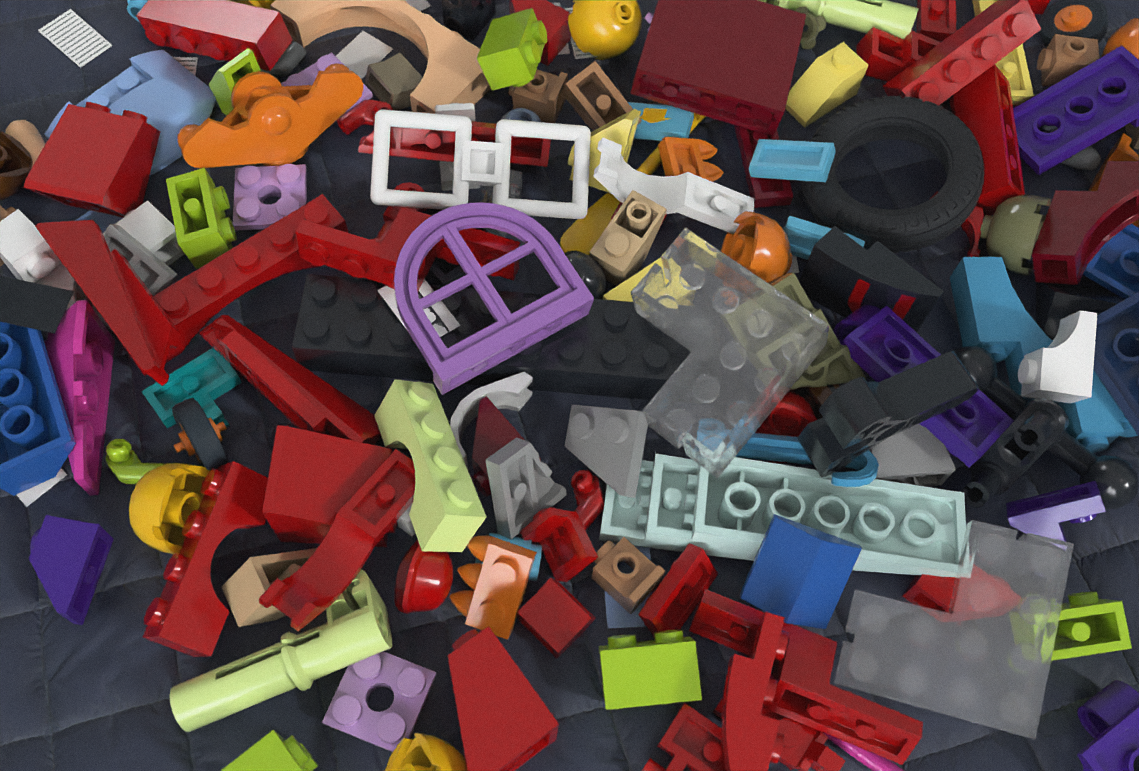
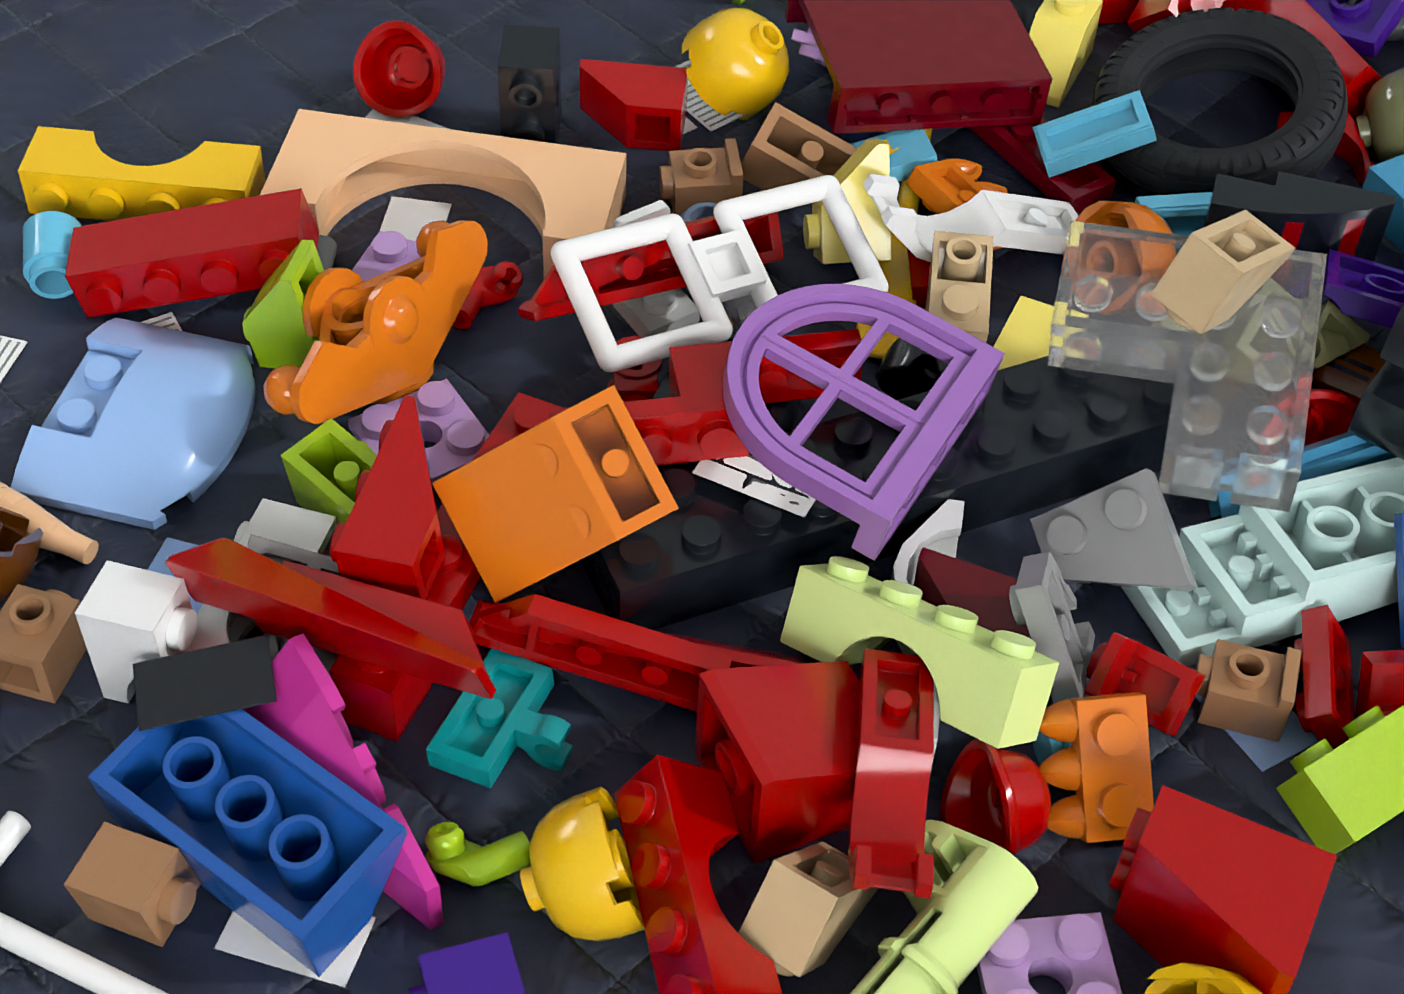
camera: 25 degrees left, 15 degrees down
(96, 160) = (152, 474): red slope -> none
(186, 249) = (394, 524): none -> red slope
(199, 434) = (560, 755): black wheel -> none
(278, 275) = (555, 494): none -> orange slope
(393, 81) = (510, 232): dark tan piece -> none
(512, 49) = (655, 127): lime brick -> none
(555, 617) = (1200, 768): red piece -> none
(588, 496) = (1123, 615): red arm -> none
(748, 306) = (1220, 271): none -> tan slope

